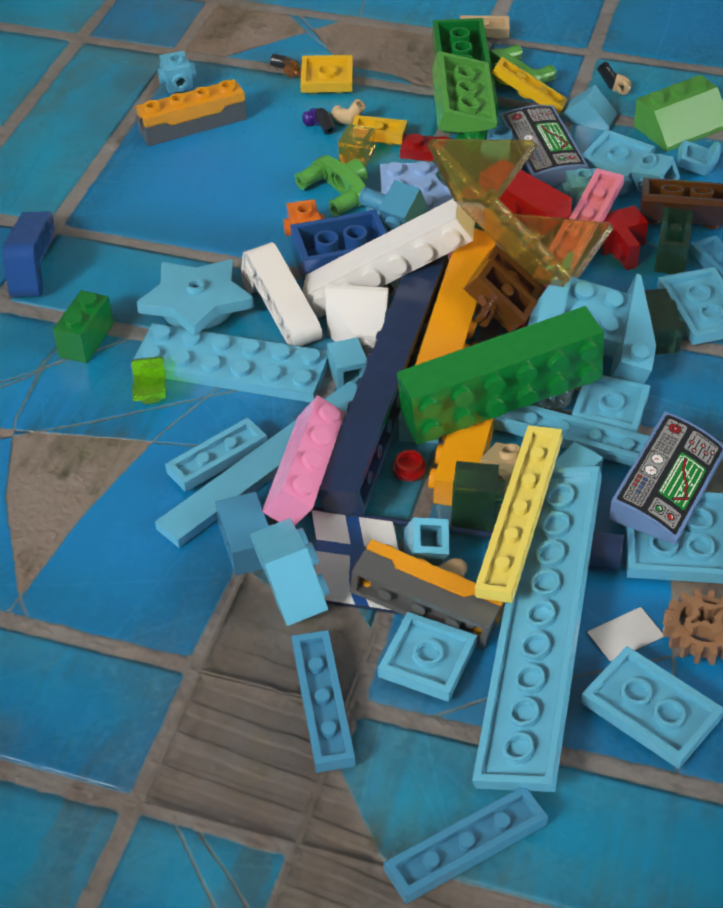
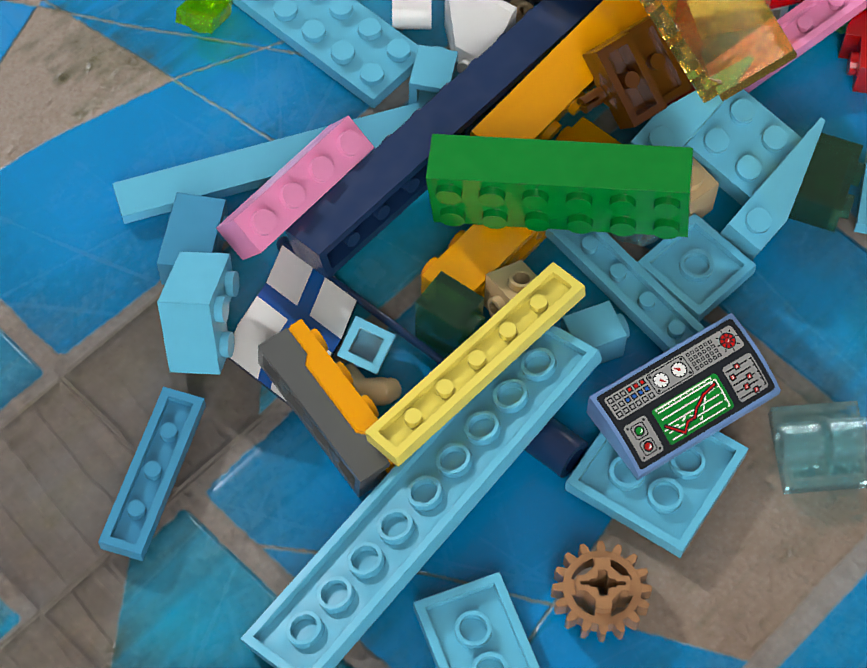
camera: 25 degrees right, 15 degrees up
(215, 454) = (223, 129): medium azure plate -> none
(409, 466) = (419, 240): red plate -> none
(427, 656) = (289, 477): medium azure plate -> none
(631, 630) = (519, 553): white sticker -> none

